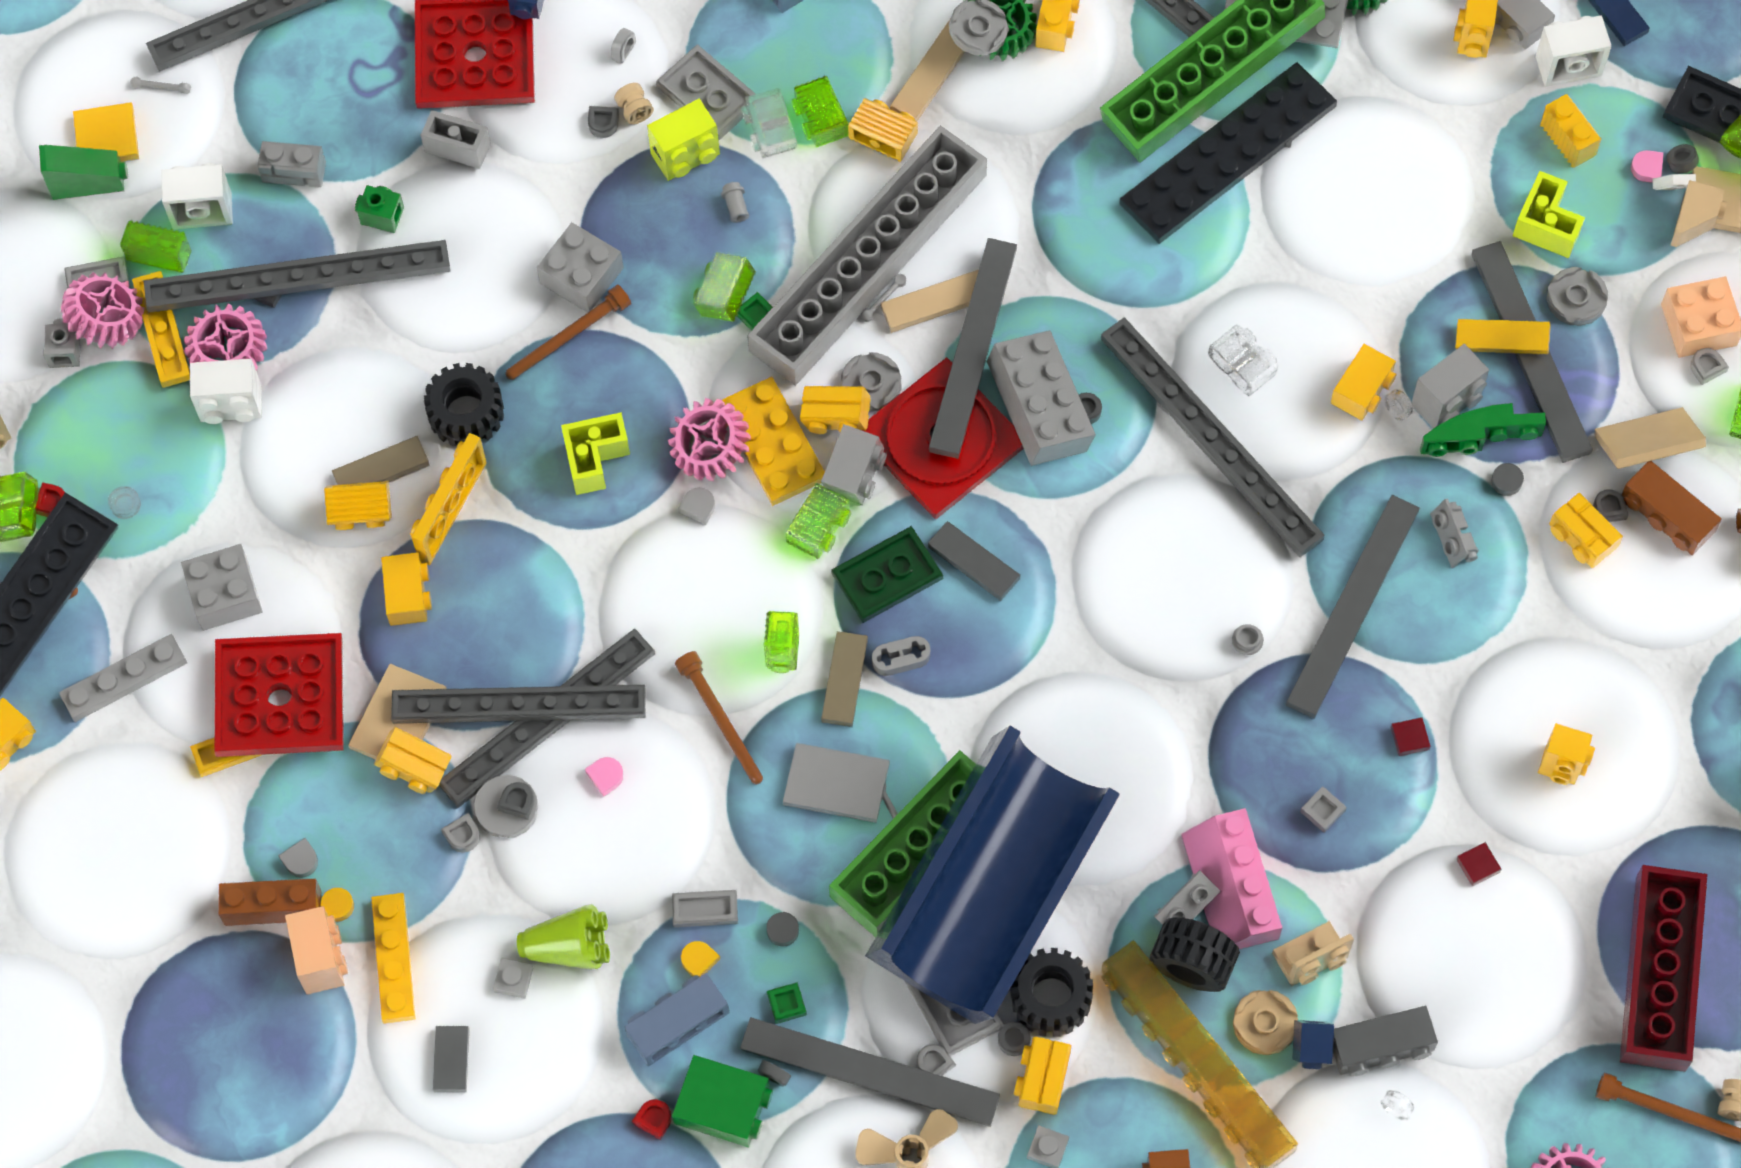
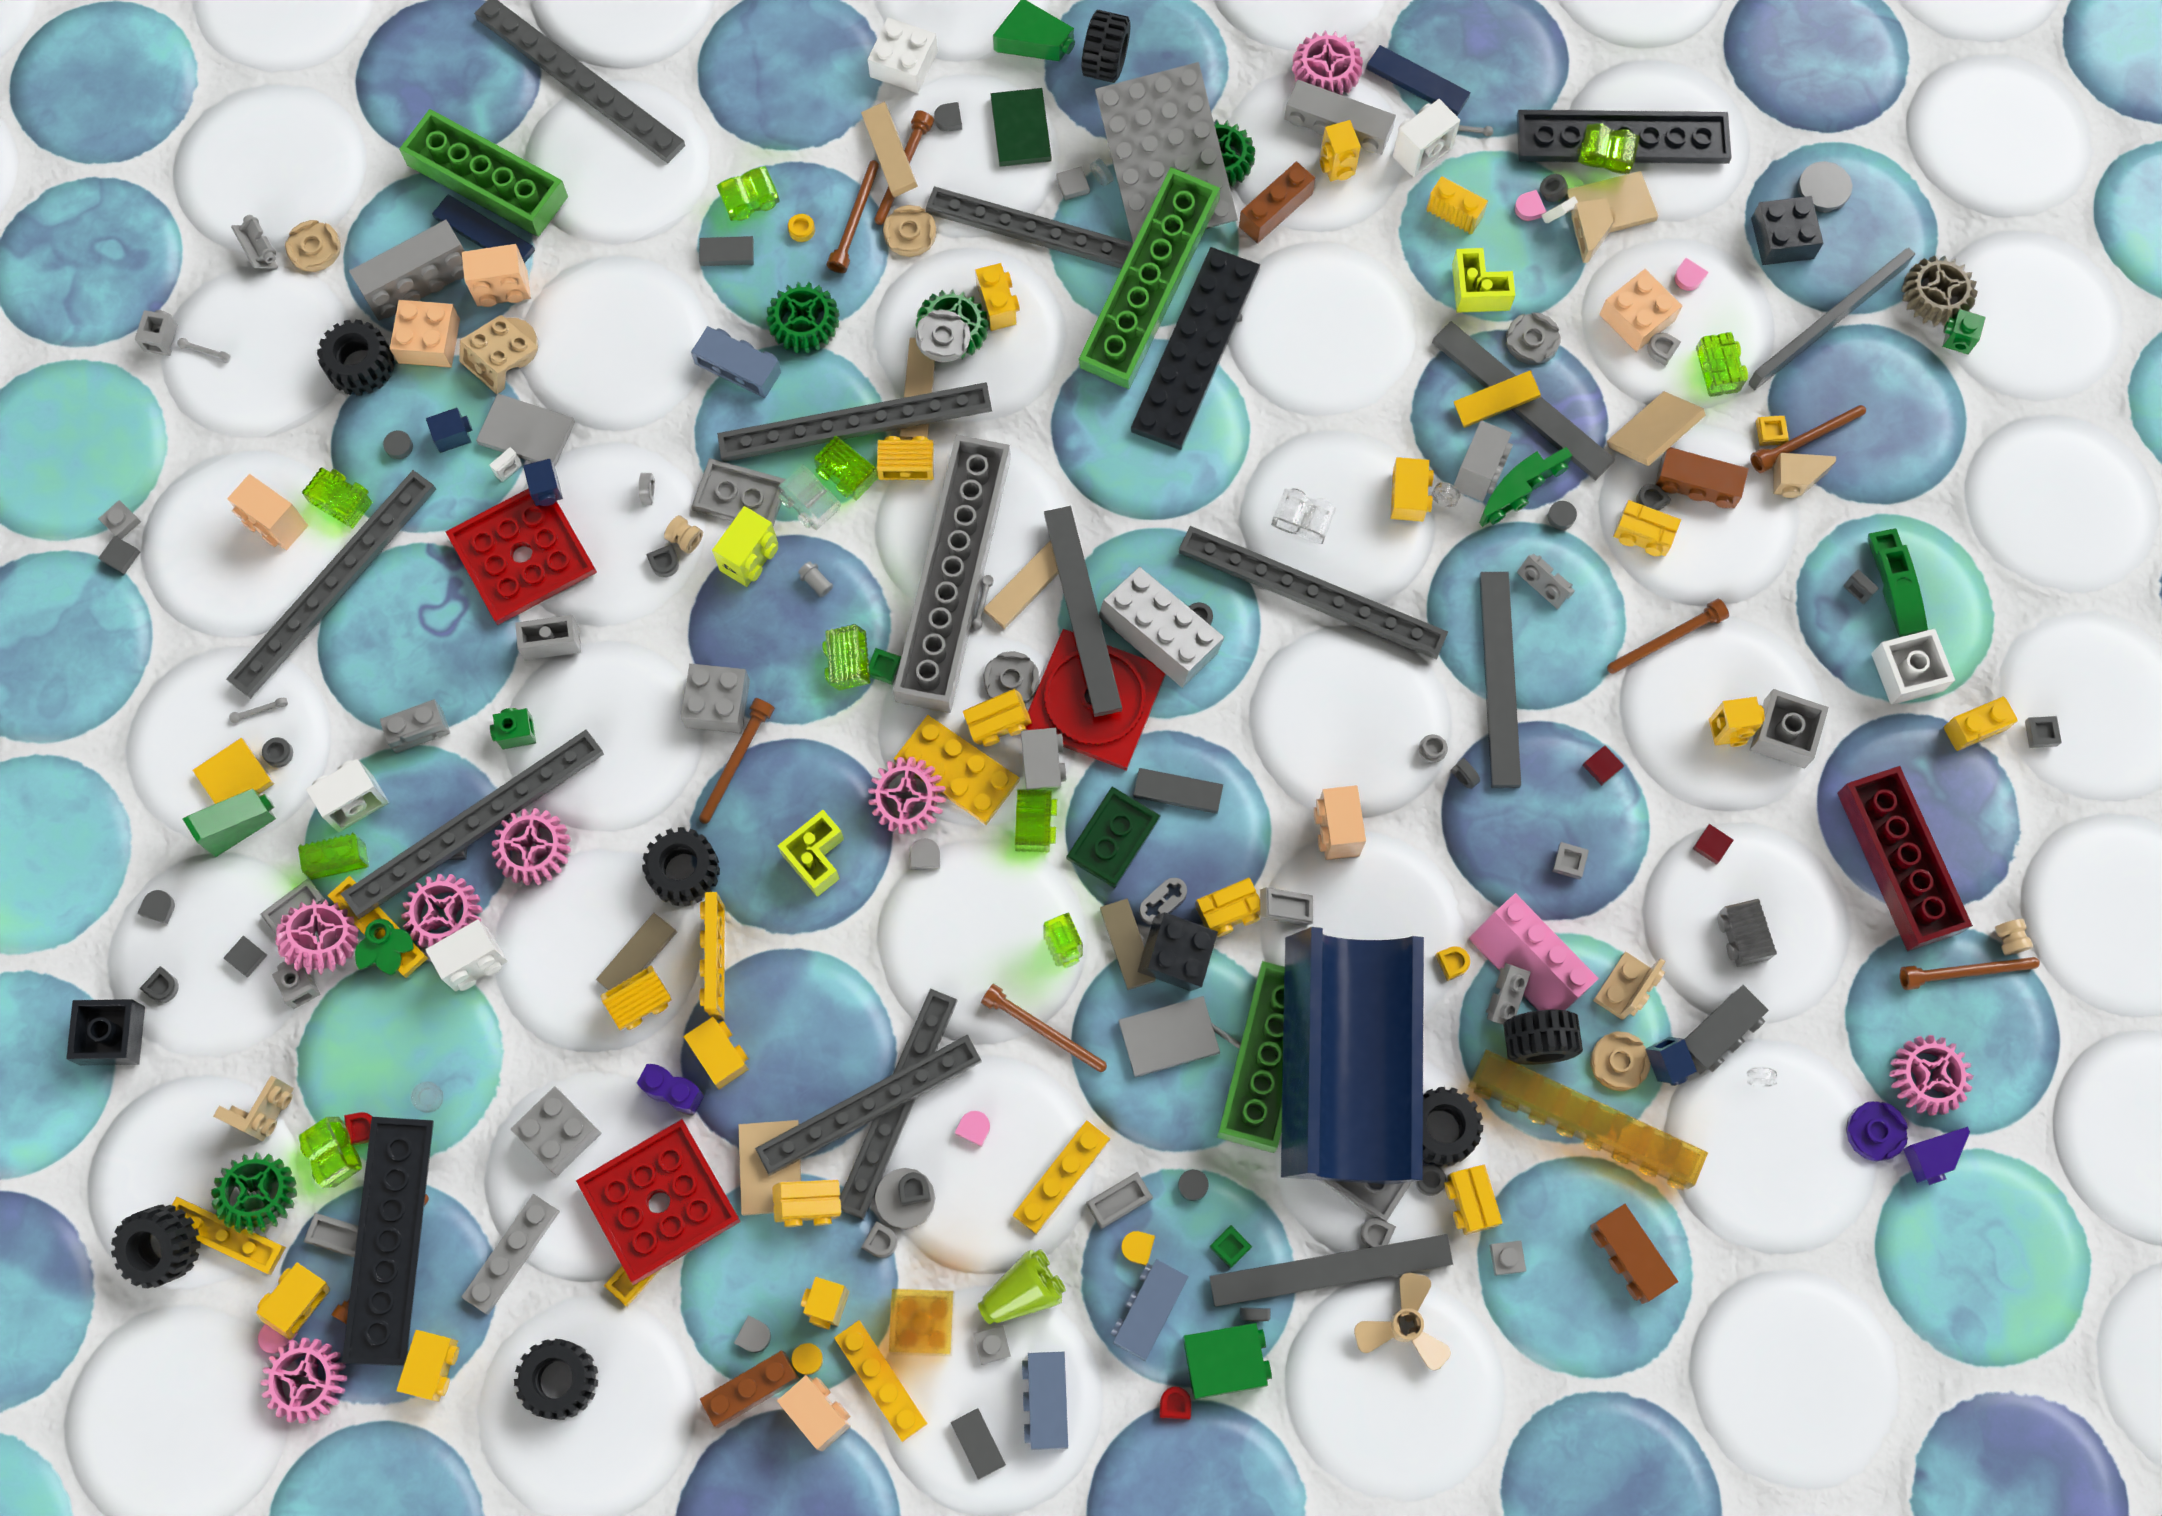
camera: 30 degrees left, 5 degrees up
(31, 299) = (245, 956): none -> dark grey tile
(92, 783) = (530, 1379): none -> black tyre
(155, 351) = (384, 951): none -> green plate
(157, 131) = (277, 752): none -> dark grey tile
(336, 312) = (543, 848): none -> bright pink gear
(344, 600) = (677, 1091): none -> dark purple brick
(379, 858) = (825, 1303): none -> yellow brick
(458, 921) = (921, 1322): none -> clear yellow brick
(534, 1051) = (1046, 1400): none -> sand blue brick
(662, 860) = (1061, 1177): none -> yellow plate
(854, 72) = (854, 422): none -> dark grey plate
(885, 705) = (1177, 951): none -> black brick
(960, 691) = (1229, 907): none -> yellow brick
(1011, 710) = (1286, 906): none -> light grey tile
(1110, 661) = (1340, 823): none -> light nougat brick
(1153, 849) = (1453, 962): none -> yellow tile
(1265, 677) = (1465, 774): none -> dark grey tile
(1387, 47) = (1277, 202): none -> dark orange brick
(1462, 962) = (1746, 933): none -> flat silver brick
(1607, 644) = (1715, 612): none -> dark orange piece
(1617, 788) = (1790, 729): none -> light grey brick
(1647, 73) = (1487, 131): none -> light grey hinge

